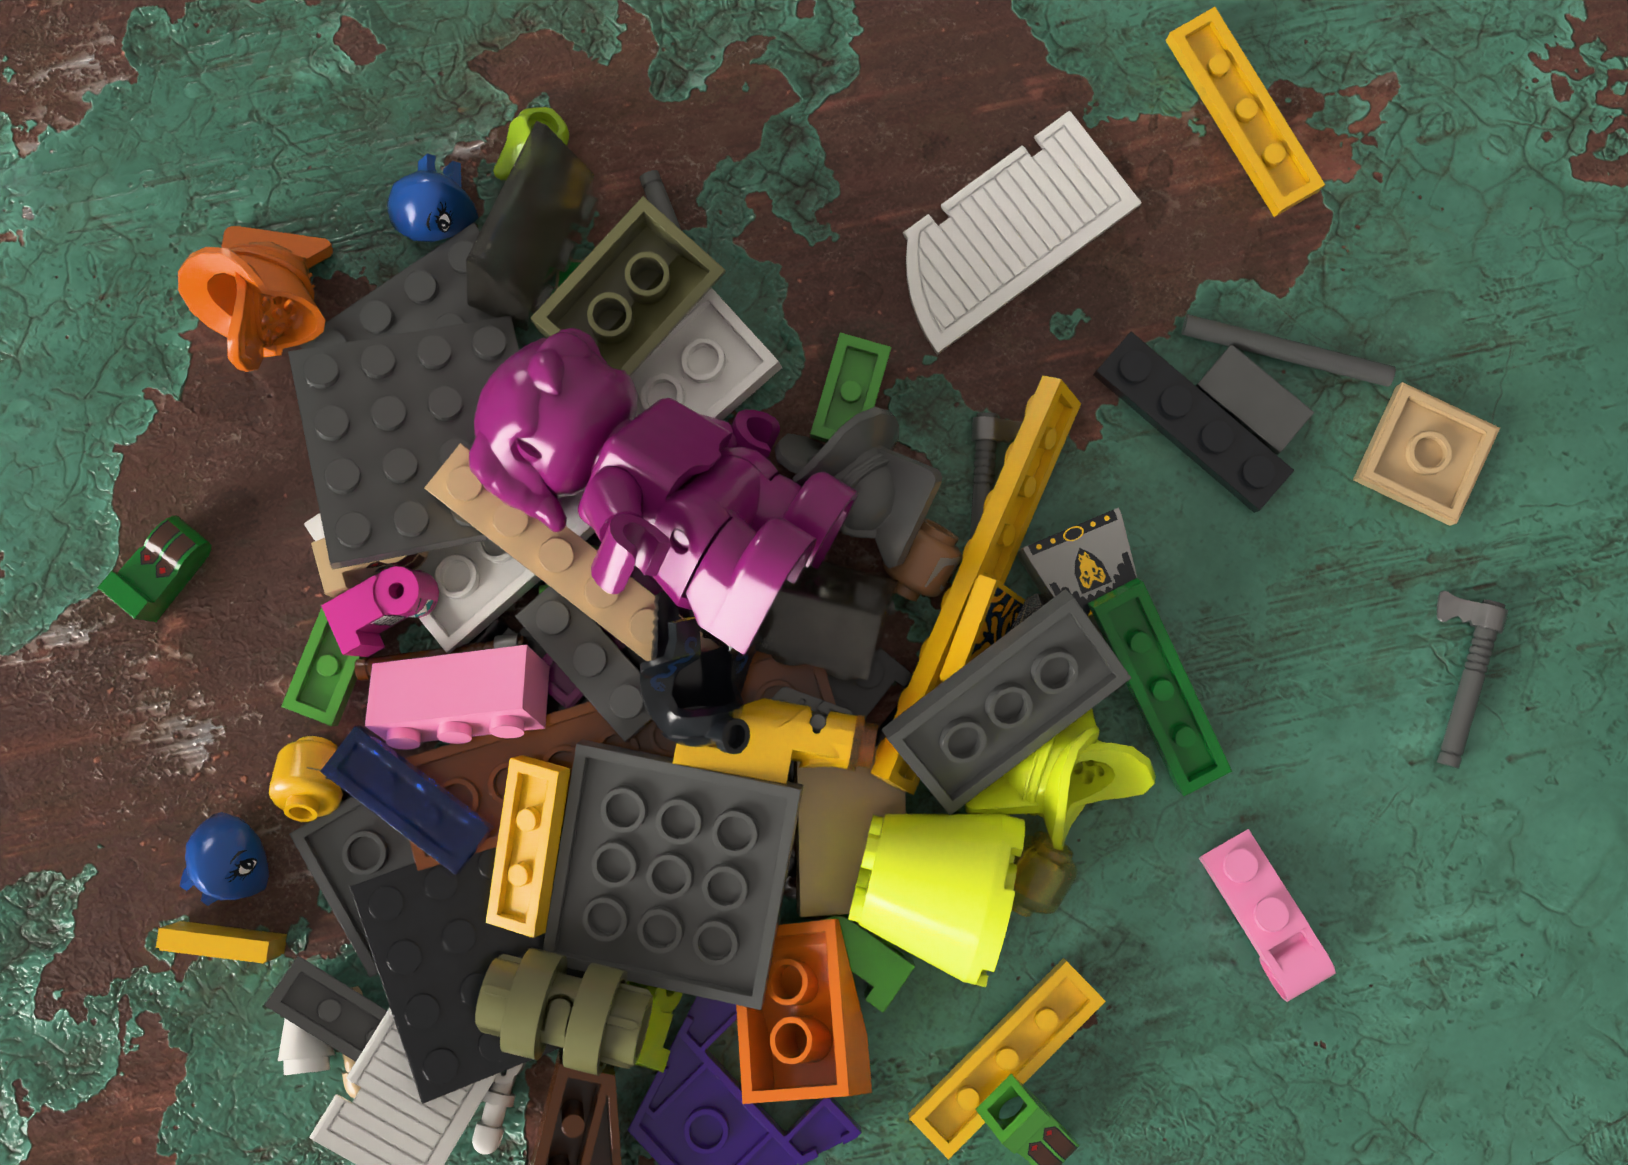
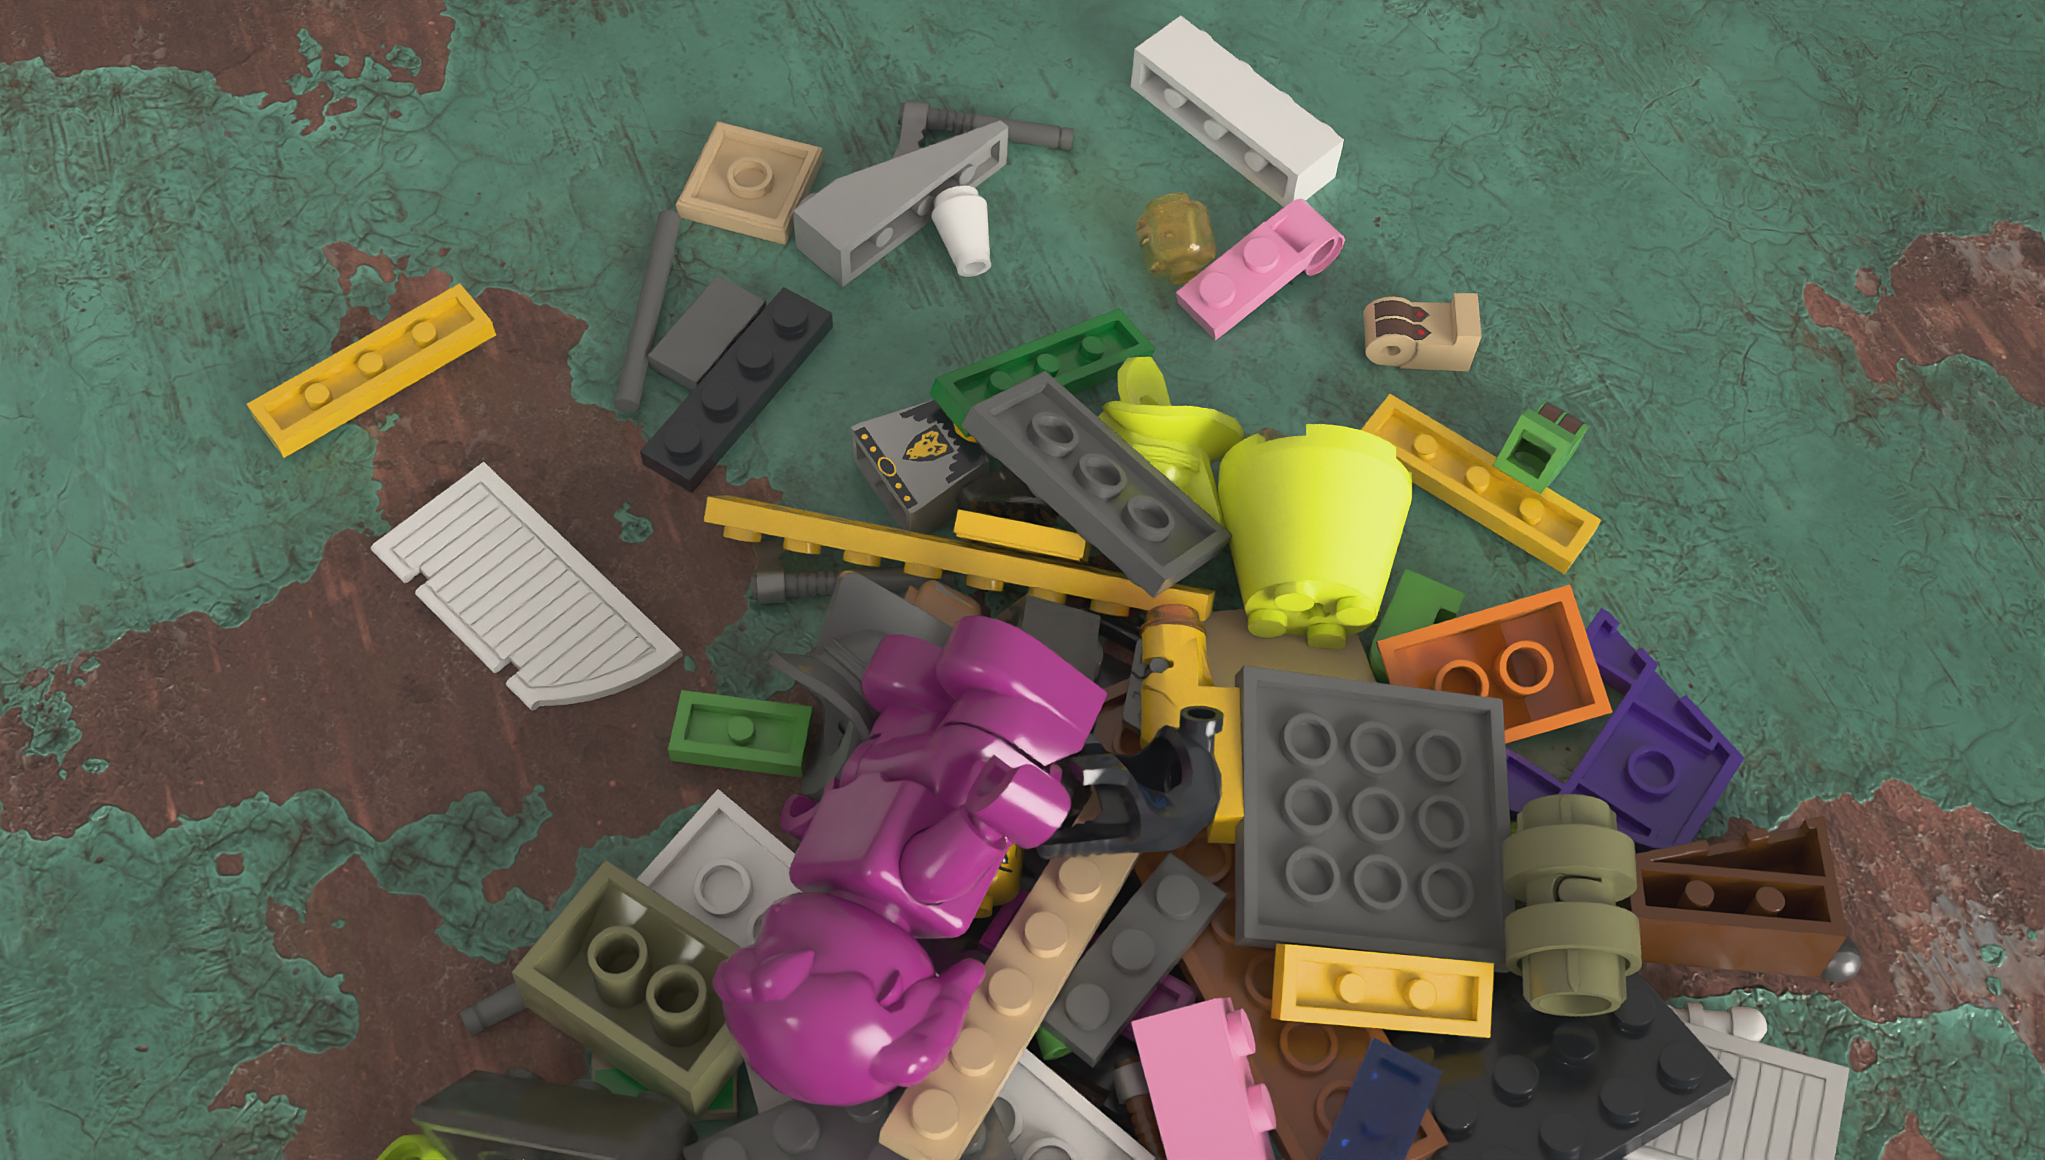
camera: 105 degrees left, 25 degrees down
(1173, 1051) = (1423, 333): none -> tan leg
(1306, 840) = (1176, 237): none -> clear yellow head
(1342, 643) = (963, 226): none -> white cone
(1374, 566) = (881, 206): none -> light grey slope
(1460, 930) = (1236, 112): none -> white brick

